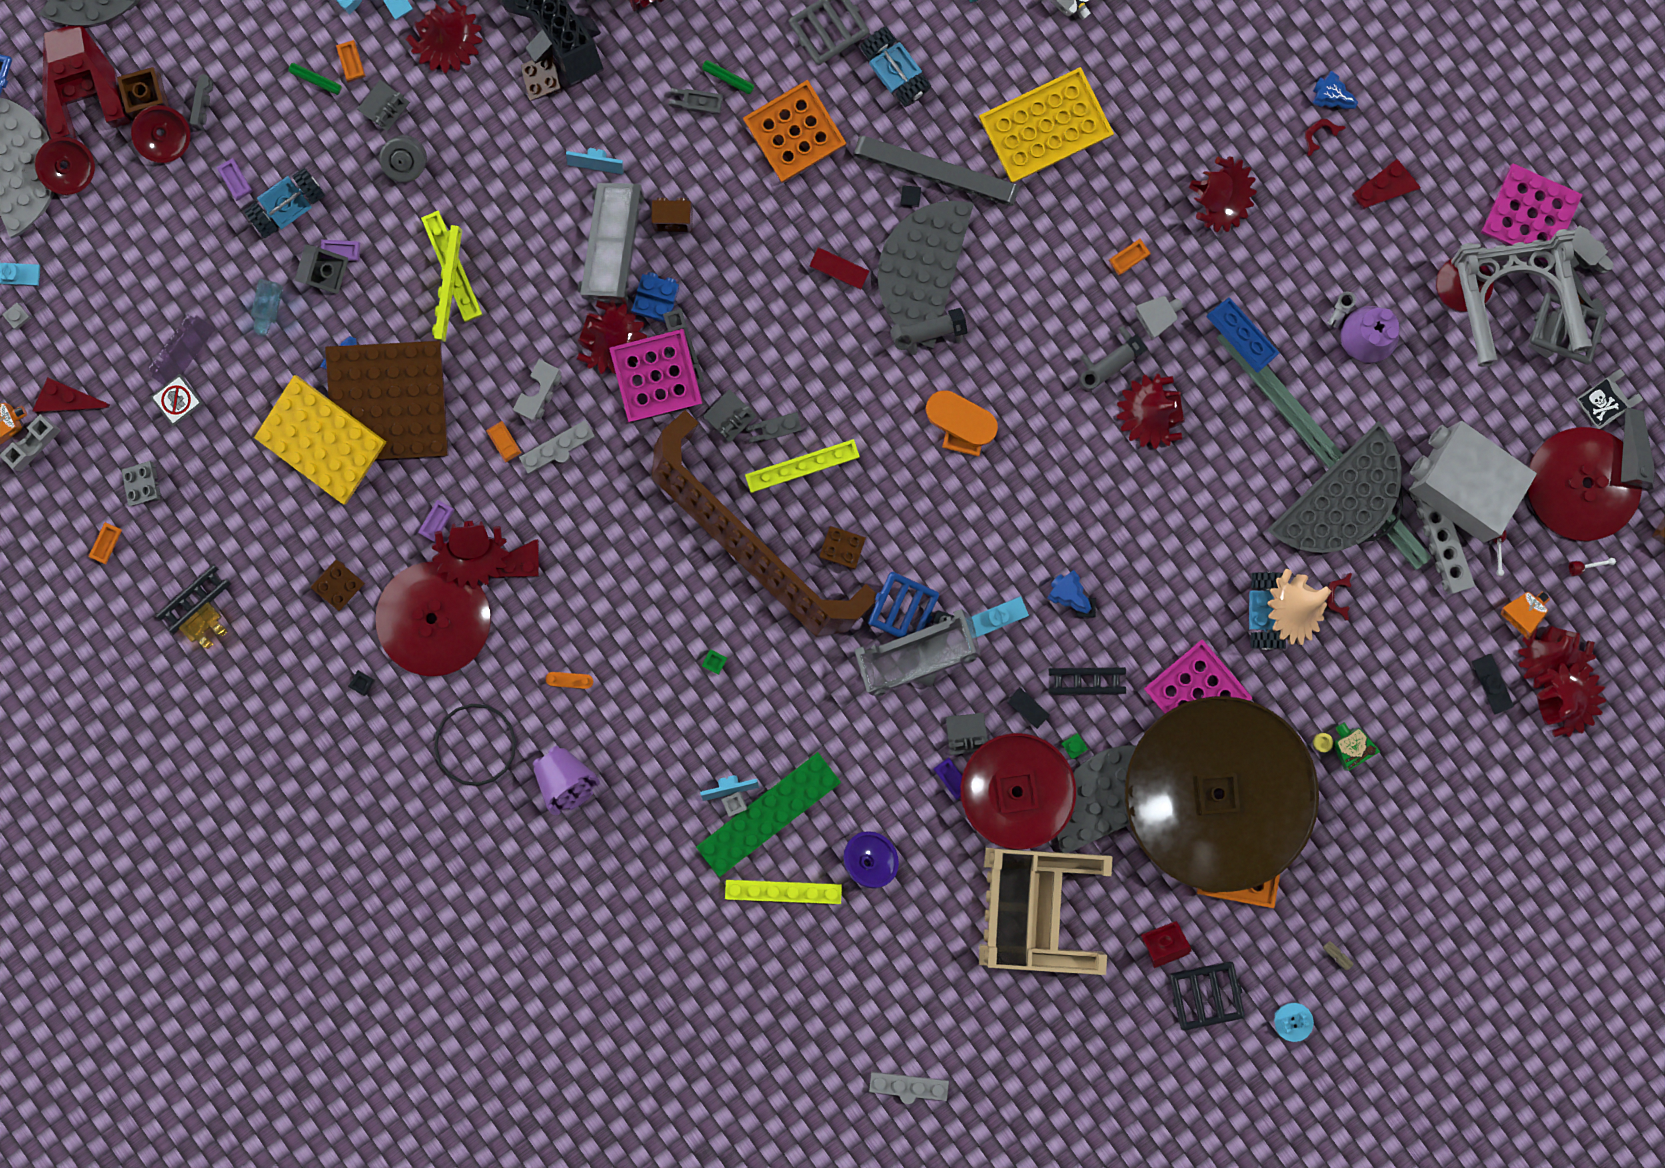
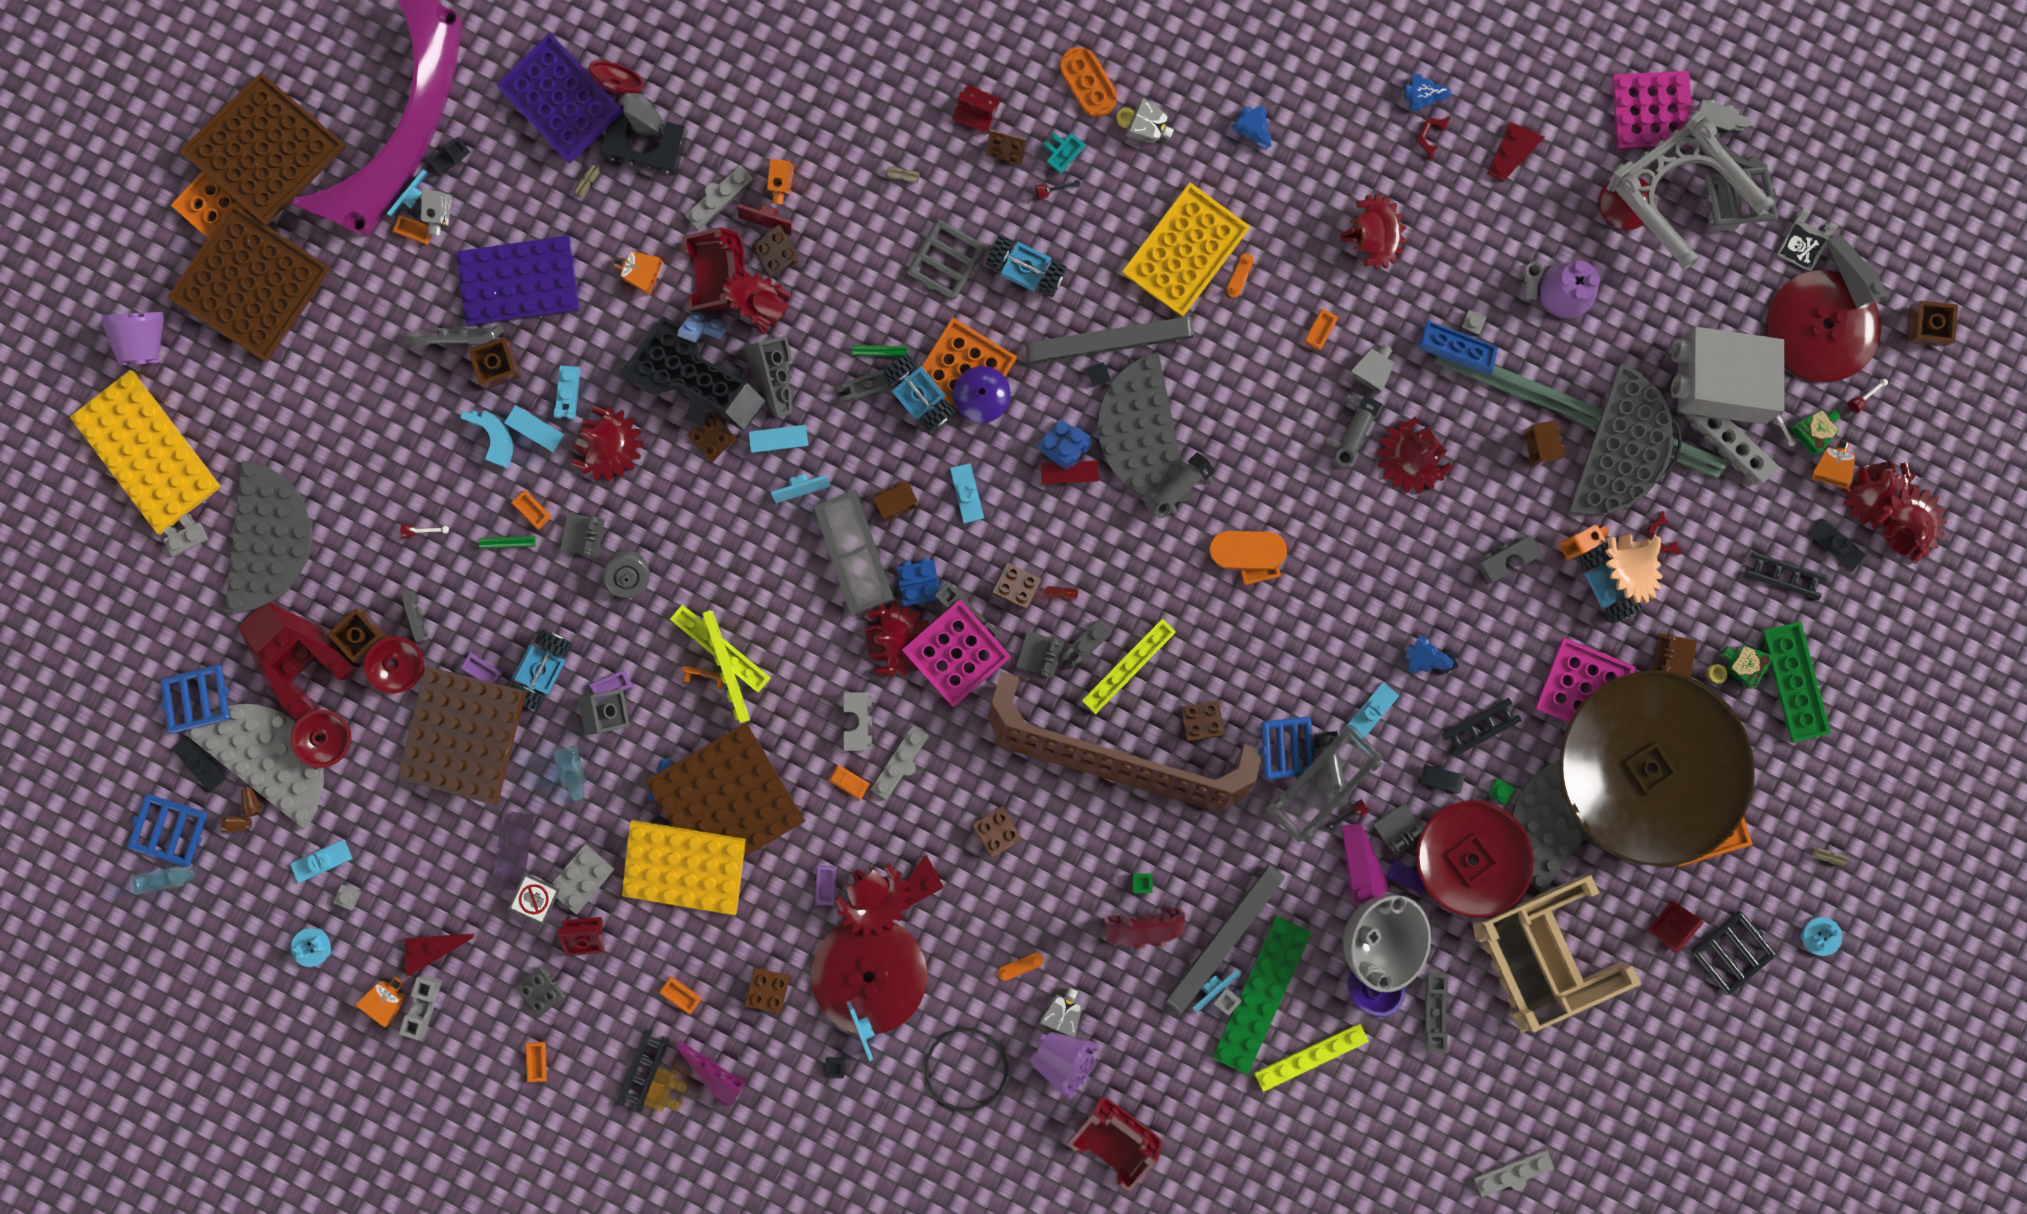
camera: 30 degrees left, 0 degrees up
(187, 225) = (461, 735): none -> reddish brown plate
(201, 454) = (582, 936): none -> dark red bracket
(227, 405) = (582, 878): none -> light grey plate
(234, 25) = (408, 531): none -> hinge
(254, 641) = (717, 1079): none -> magenta wedge
(260, 550) = (680, 995): none -> orange tile
(403, 660) = (864, 1029): none -> medium azure piece
(414, 271) = (688, 670): none -> orange piece
(574, 874) = (1118, 1142): none -> dark red windscreen
(585, 739) = (1063, 1013): none -> light grey torso
(598, 108) = (778, 438): none -> medium azure piece
(610, 551) = (997, 832): none -> reddish brown hinge
(624, 42) = (770, 367): none -> dark grey wedge
(694, 698) = (1145, 929): none -> dark red wedge
(739, 241) = (967, 493): none -> medium azure piece
(740, 345) = (1017, 586): none -> reddish brown hinge
(741, 130) = (918, 393): none -> plate
(761, 748) = (1224, 939): none -> dark grey beam
(780, 373) = (1071, 593): none -> clear red piece
(801, 172) = (982, 407): none -> dark purple dish
(847, 241) = (1064, 444): none -> blue plate
(908, 829) = (1387, 942): none -> light grey piece
(914, 909) = (1436, 1013): none -> dark grey slope
(915, 755) = (1363, 869): none -> magenta wedge
(940, 696) = (1358, 809): none -> hinge
(946, 10) = (1043, 190): none -> hinge
(1083, 173) = (1240, 275): none -> orange piece
(1164, 46) = (1254, 126): none -> blue rock
(1207, 543) = (1523, 550): none -> dark grey arch
(1265, 562) = (1583, 541): none -> orange torso
(1269, 320) = (1473, 322): none -> light grey plate
(1274, 457) = (1544, 443): none -> reddish brown brick
(1294, 705) = (1674, 654): none -> reddish brown hinge
(1390, 785) = (1796, 682): none -> green plate
(1443, 688) = (1778, 566): none -> black bar
(1527, 572) = (1816, 430): none -> torso

